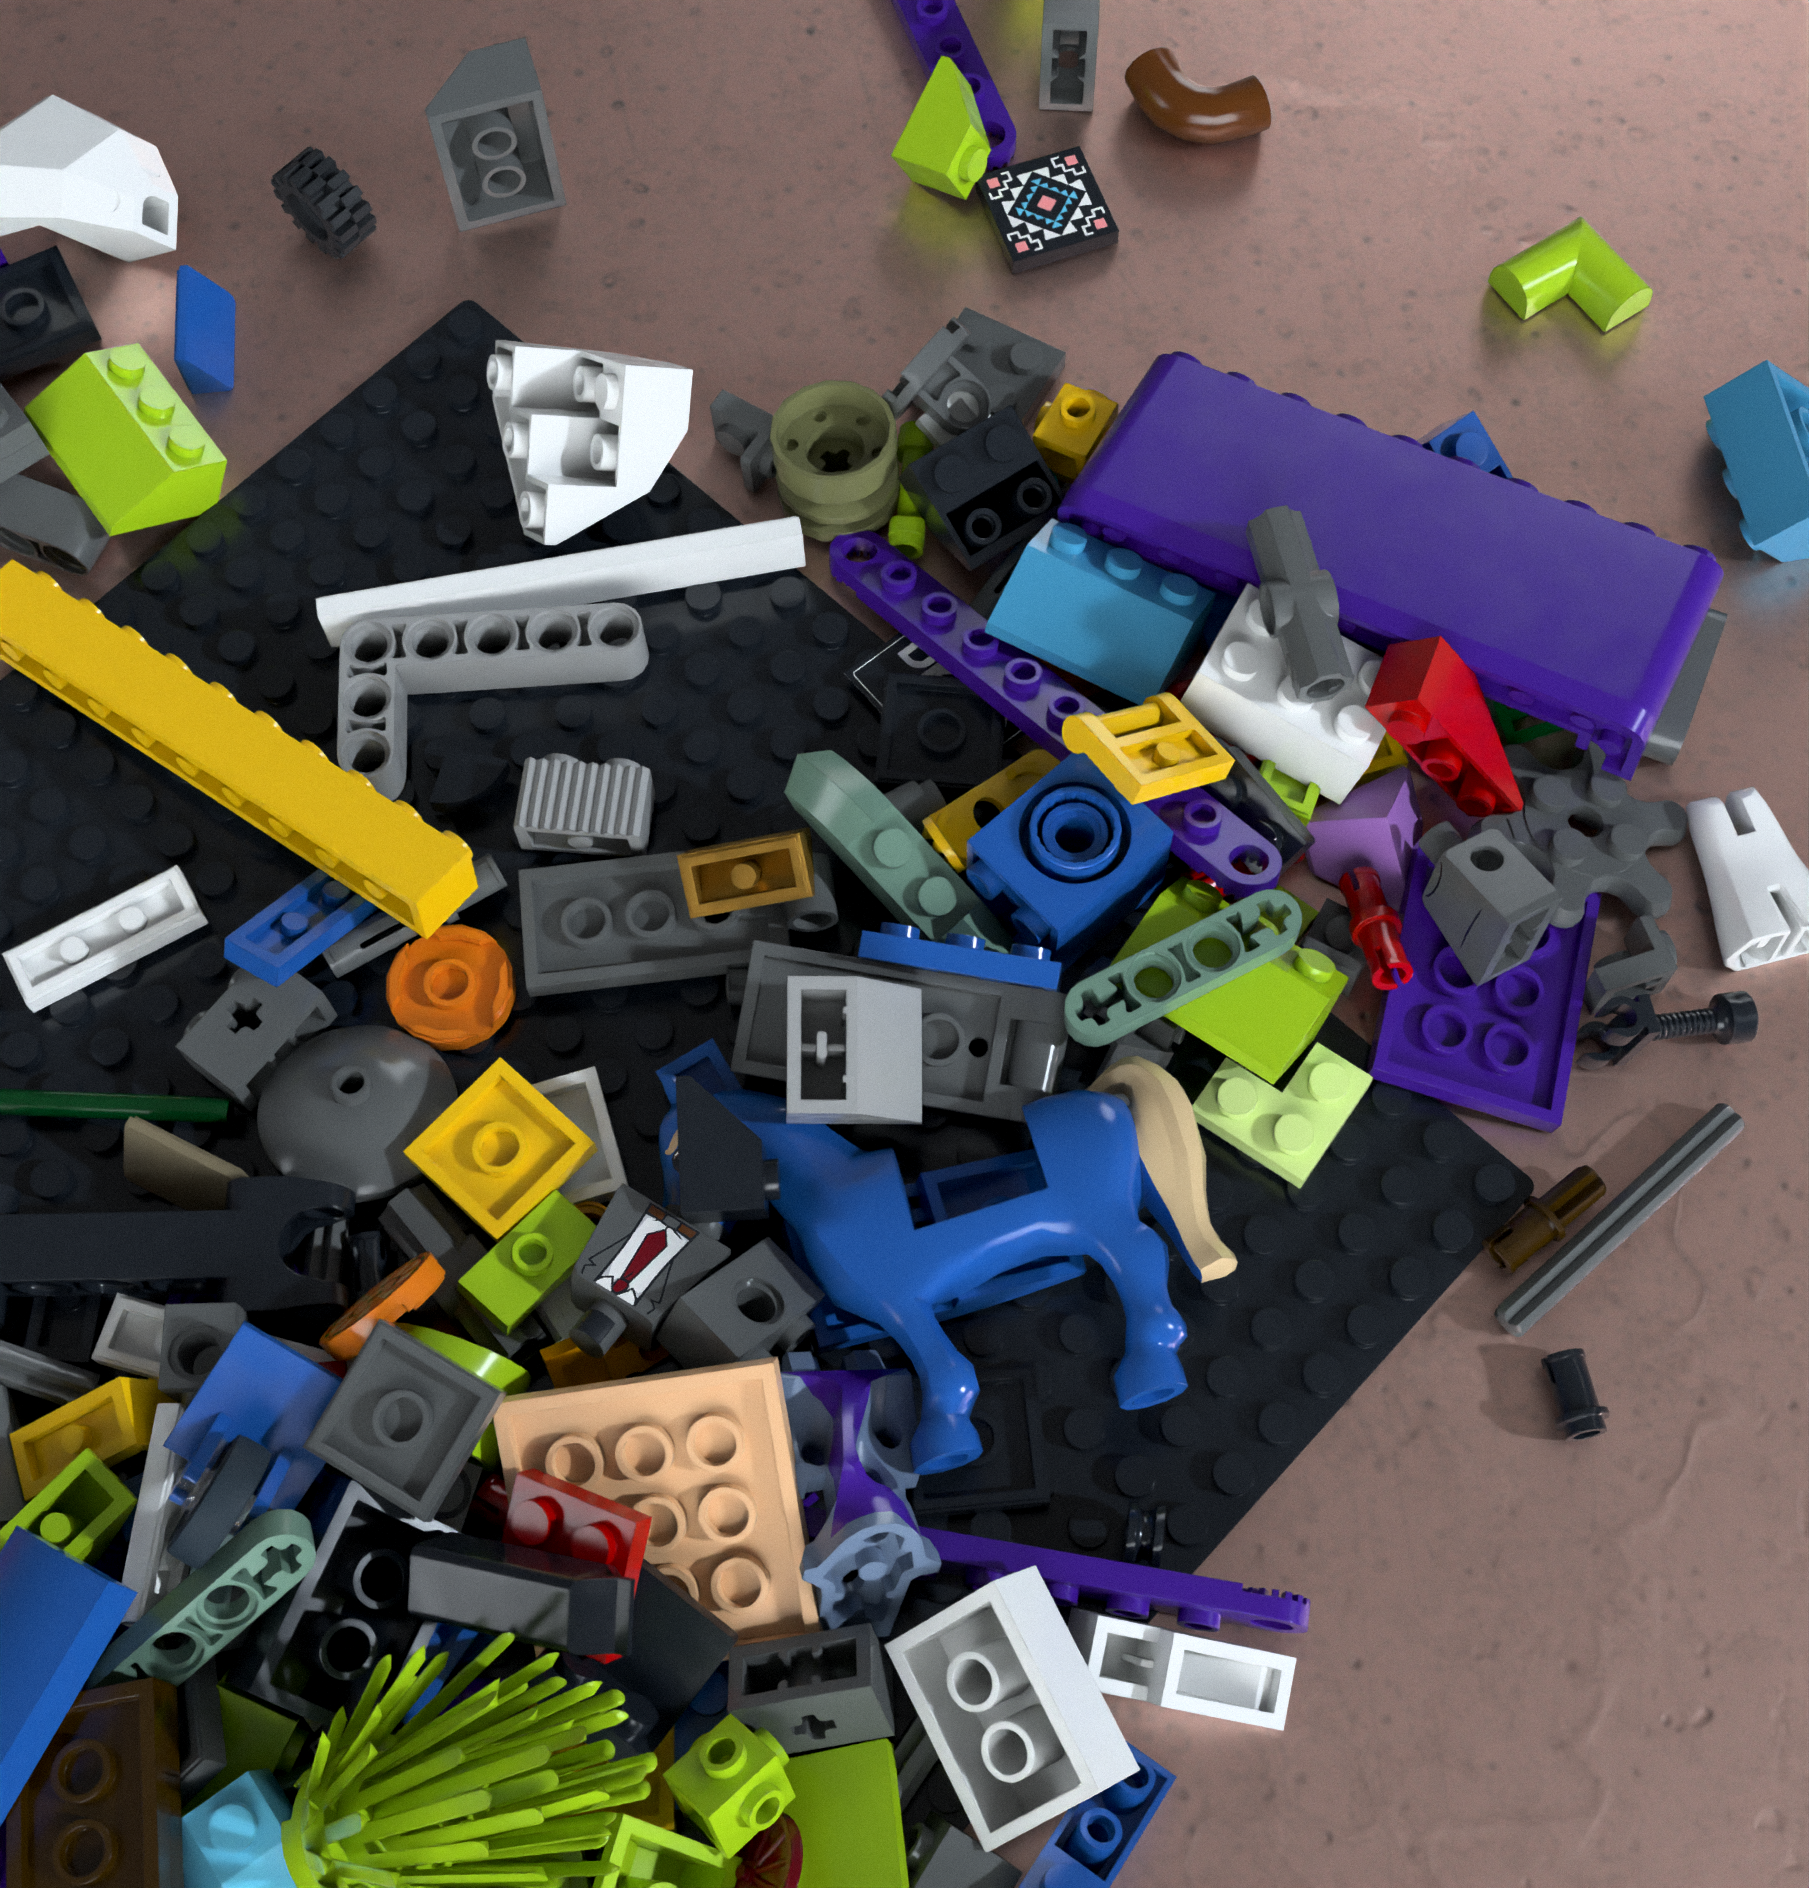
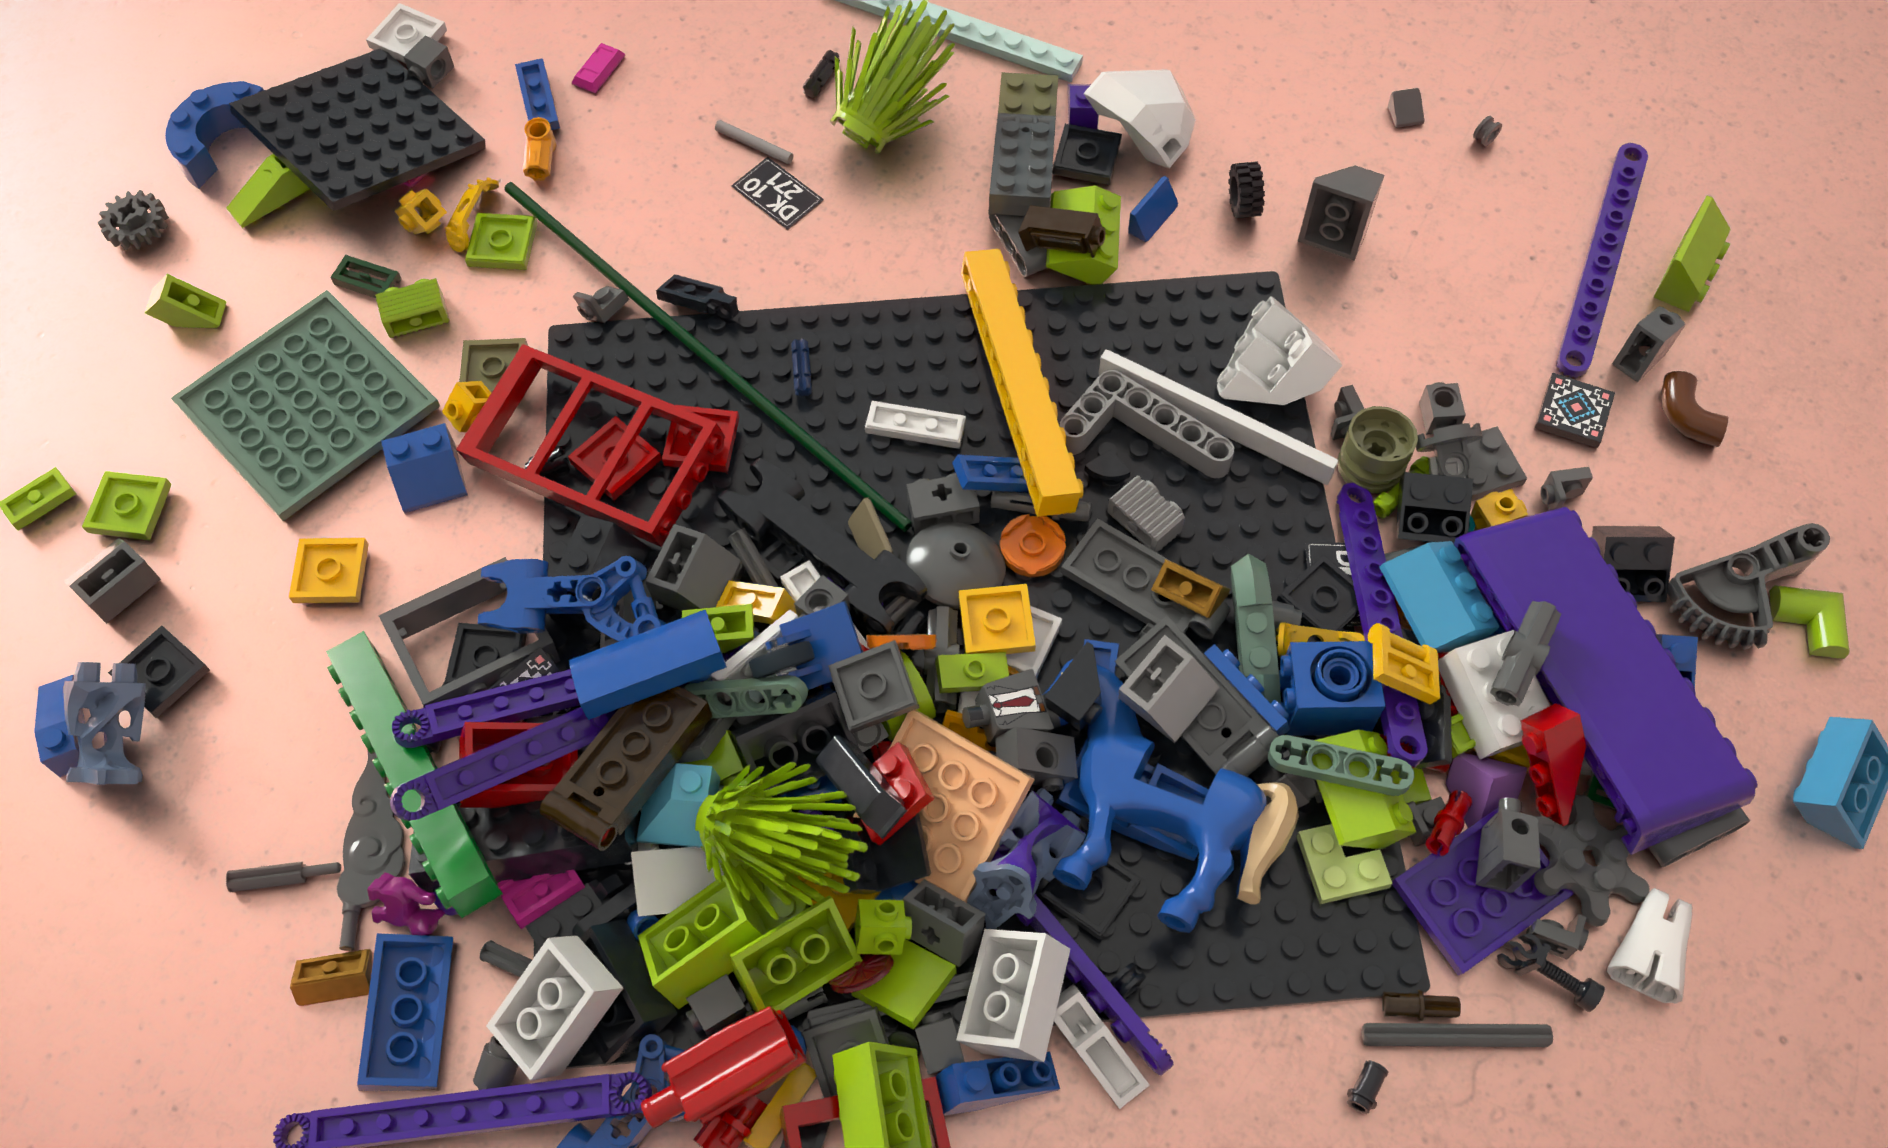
camera: 40 degrees right, 5 degrees down
(91, 460) = (1062, 230): none -> dark brown window
(874, 354) = (1431, 405): none -> dark grey brick
(944, 136) = (1552, 344): lime slope -> none
(1122, 329) = (1564, 485): none -> dark grey bracket
(1304, 351) = (1640, 558): none -> black slope
(1472, 303) = (1777, 557): none -> dark grey arm

